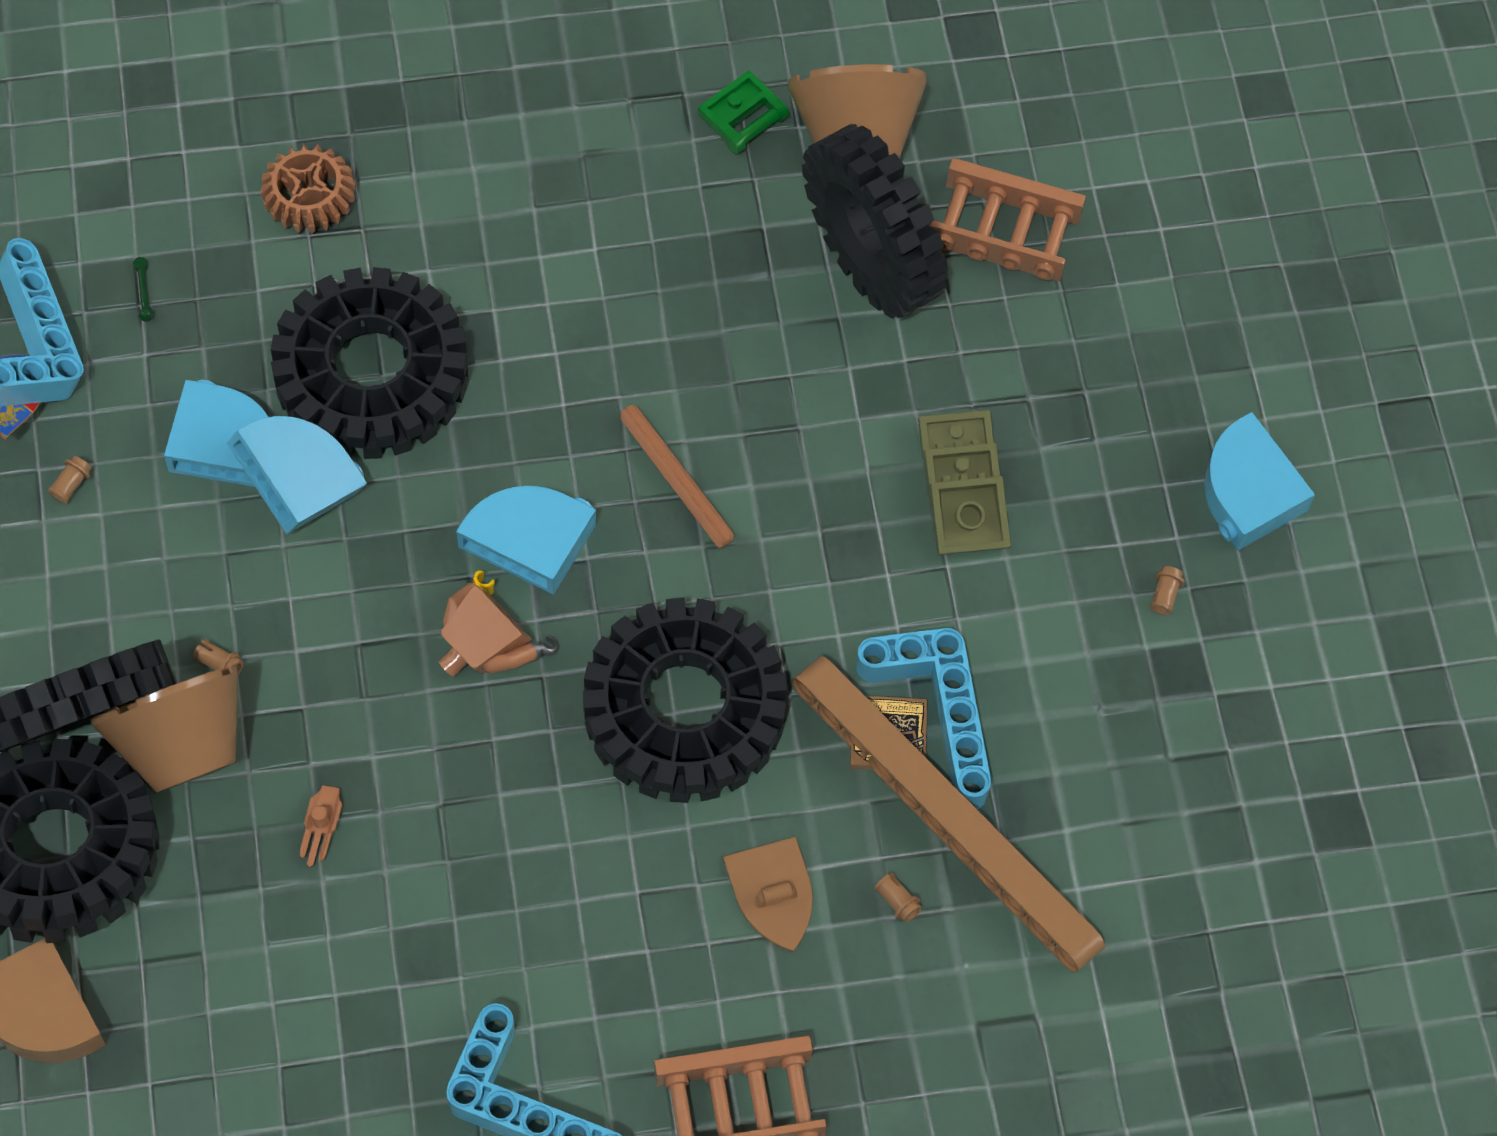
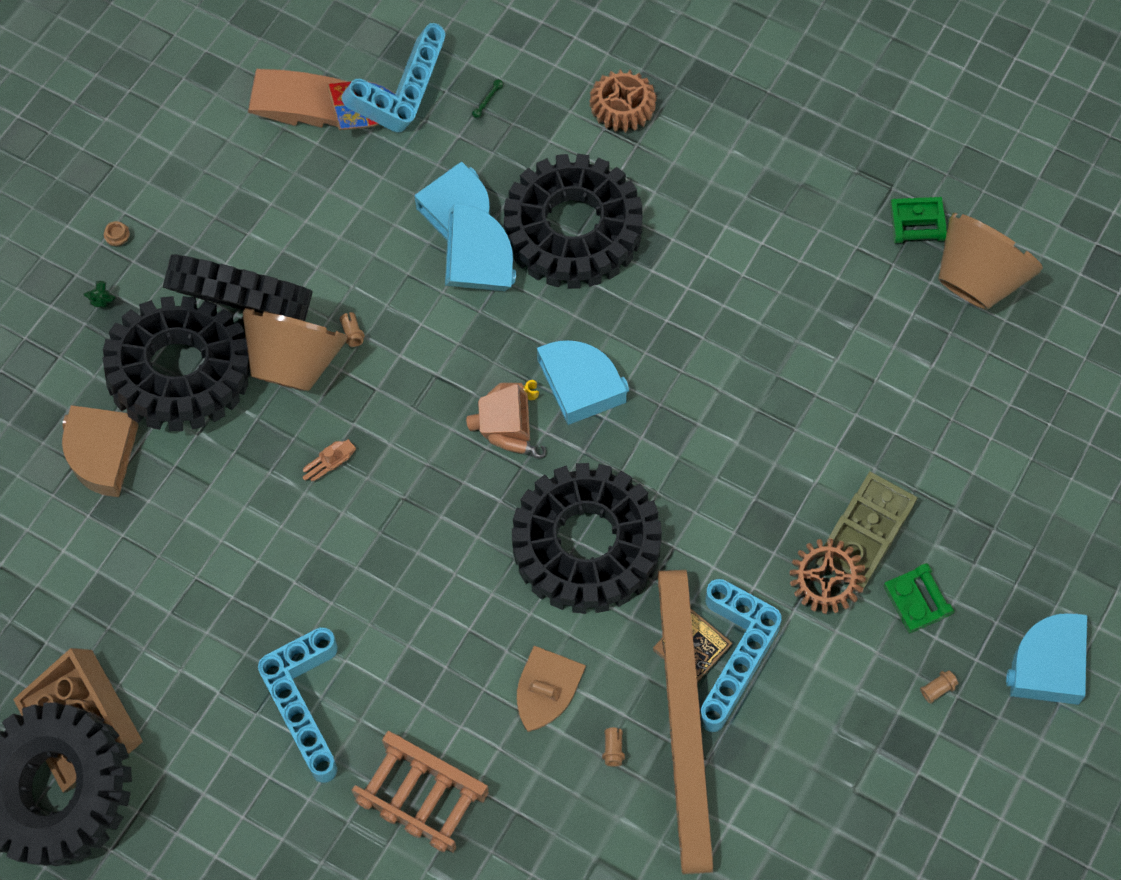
camera: 45 degrees right, 0 degrees up
(69, 479) = (358, 176): medium nougat pin -> none
(677, 476) = (695, 408): nougat axle -> none
(875, 220) = (929, 330): black tyre -> none
(959, 544) = (840, 577): none -> nougat gear
(1013, 191) = (1040, 369): nougat fence -> none
(1067, 526) = (910, 602): none -> green plate

